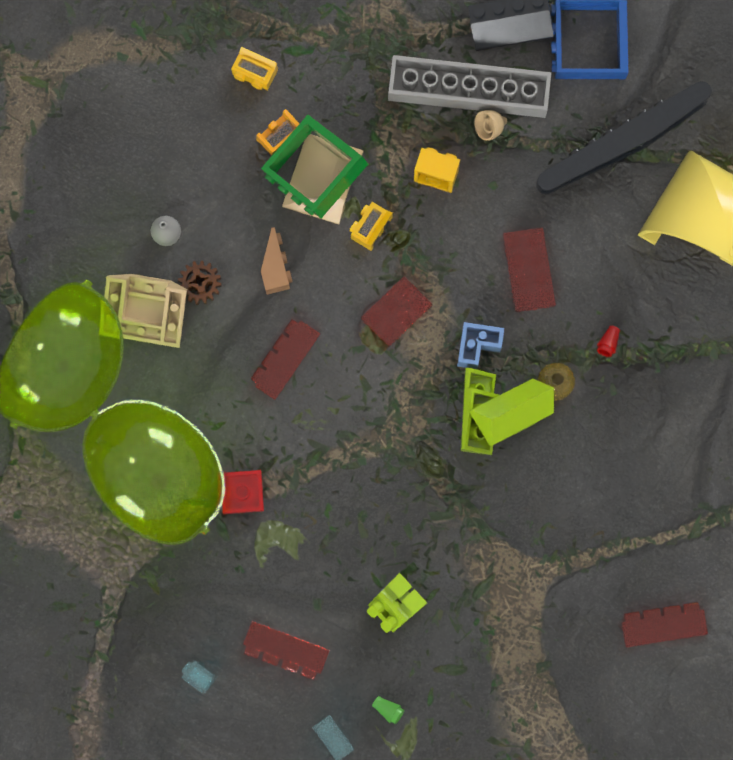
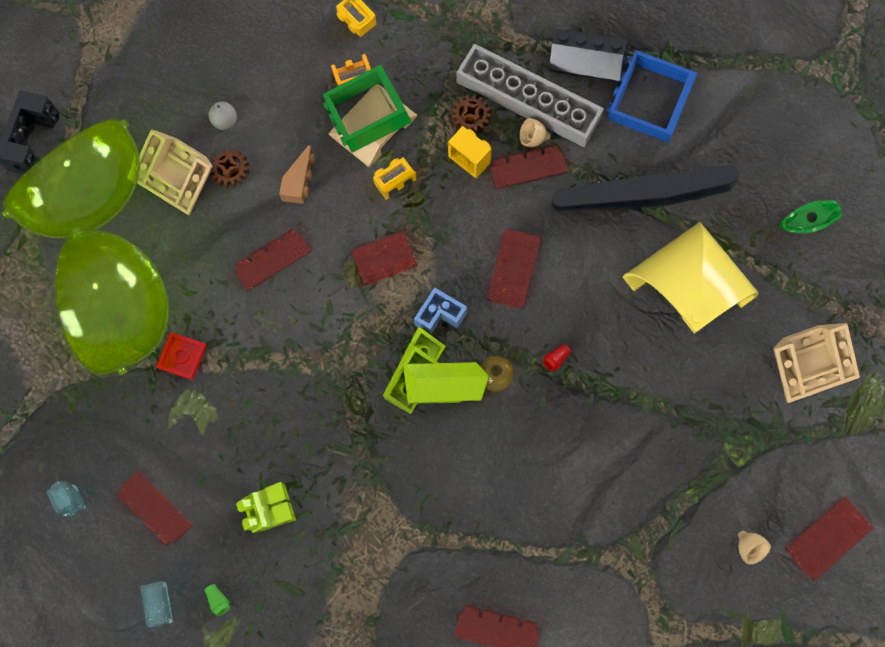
camera: 25 degrees right, 5 degrees down
(413, 124) = (474, 109): none -> reddish brown gear
(504, 158) = (524, 170): none -> clear red windscreen

